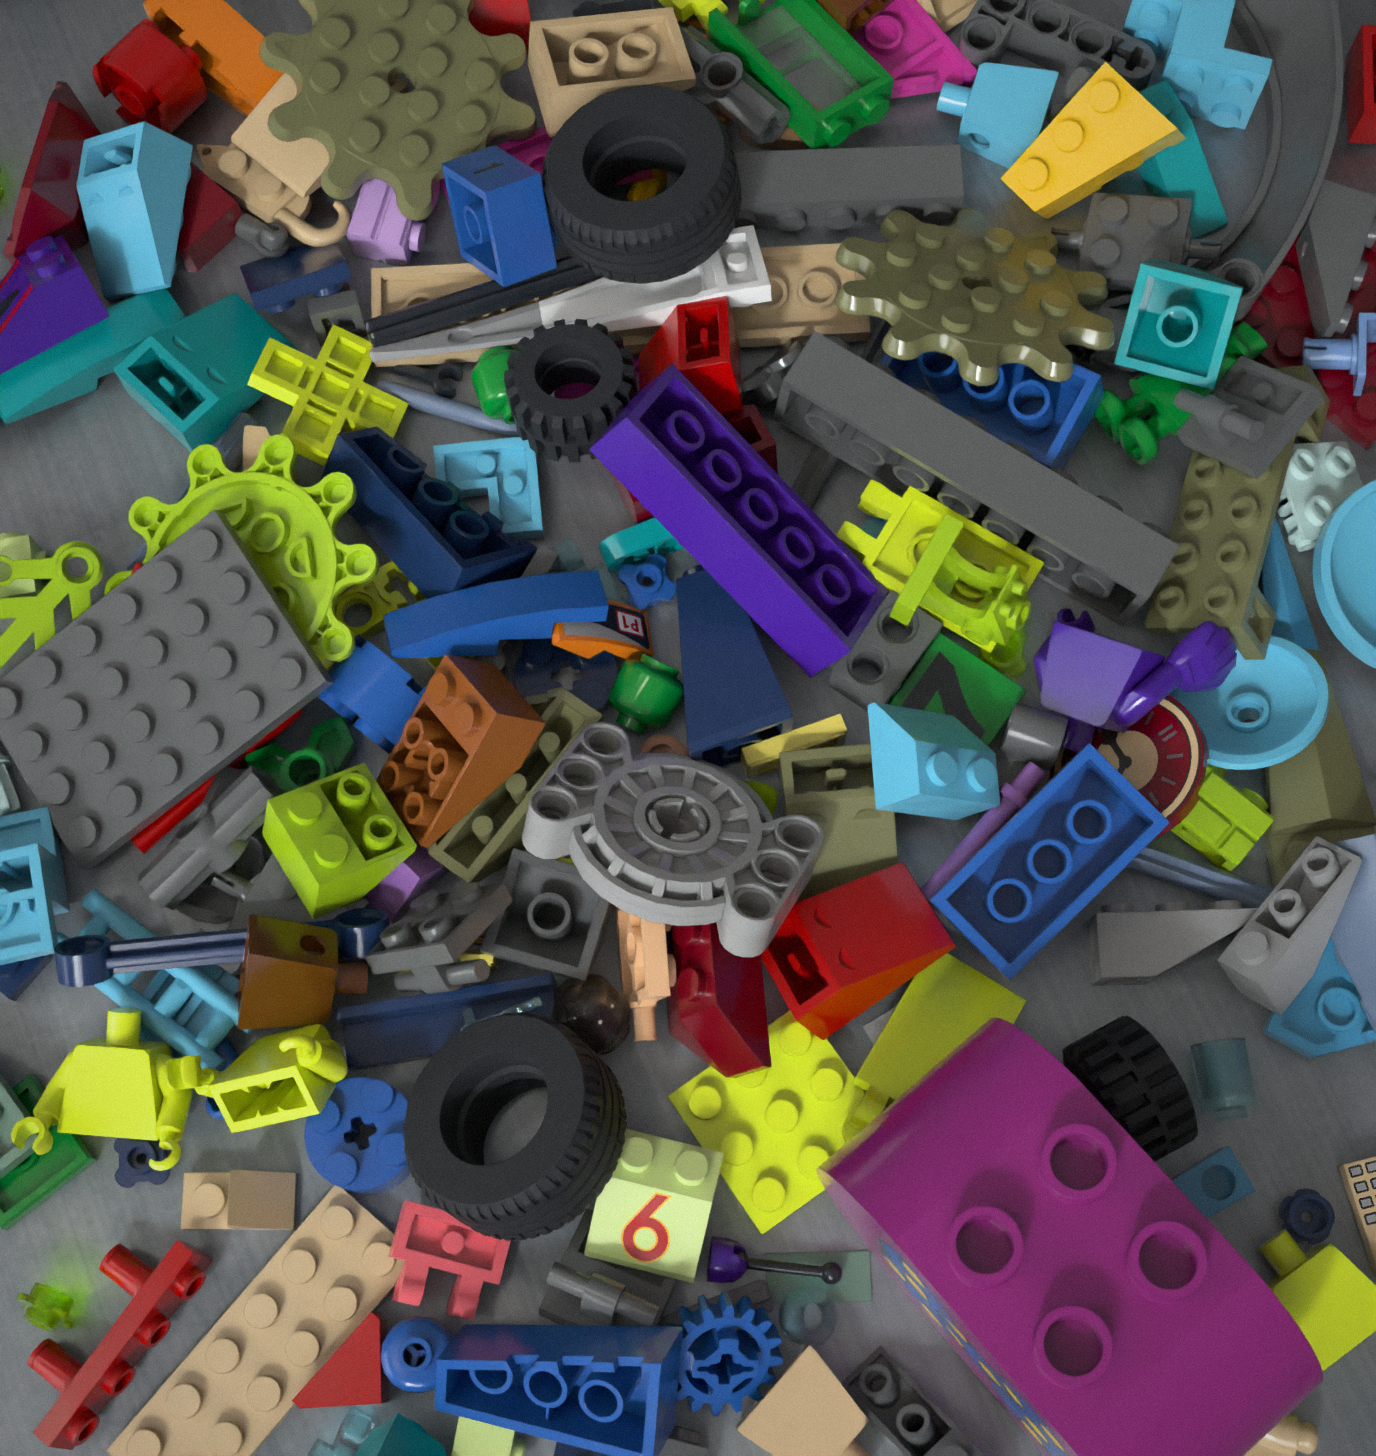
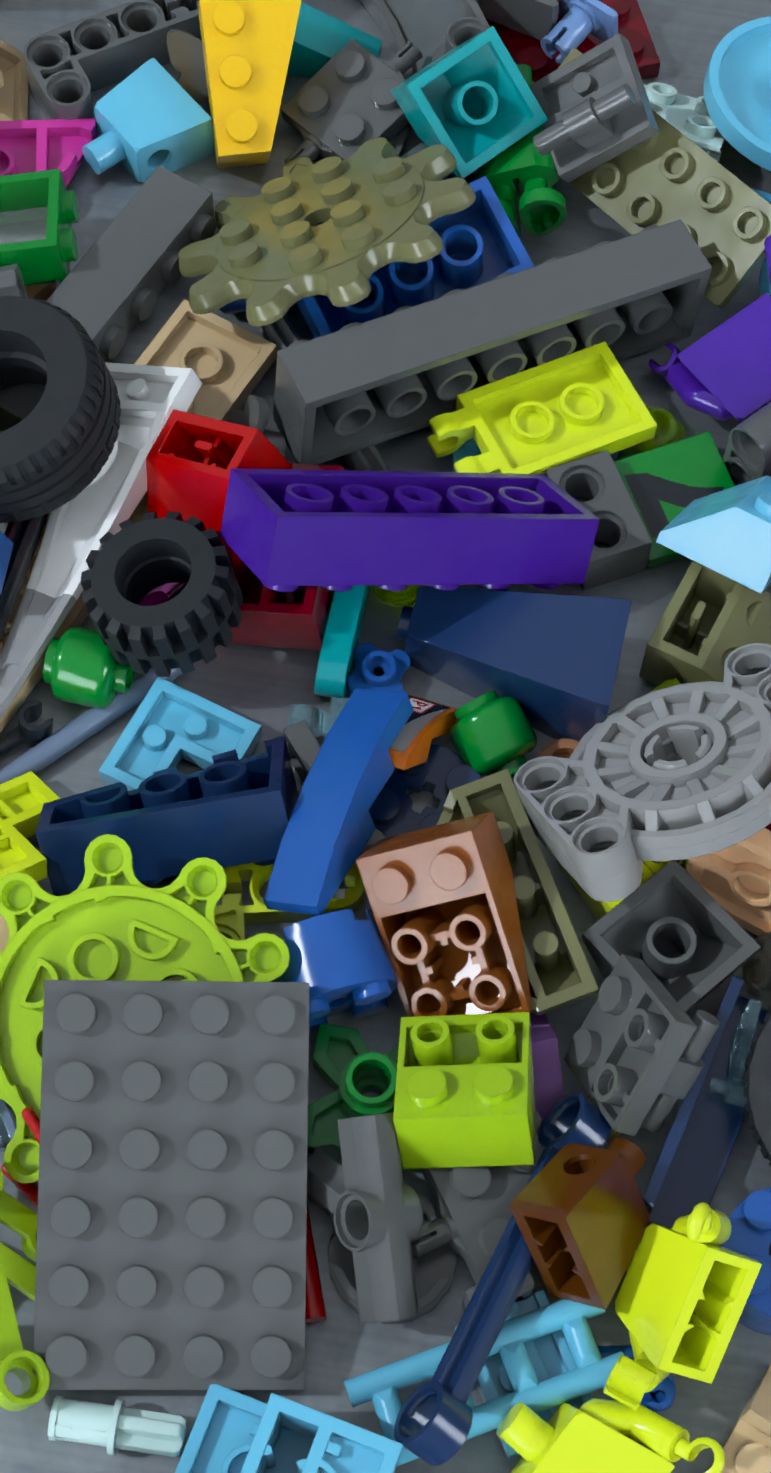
camera: 60 degrees left, 10 degrees down
(764, 756) = (634, 643): light yellow tile -> none
(935, 575) = (620, 380): lime tile -> none

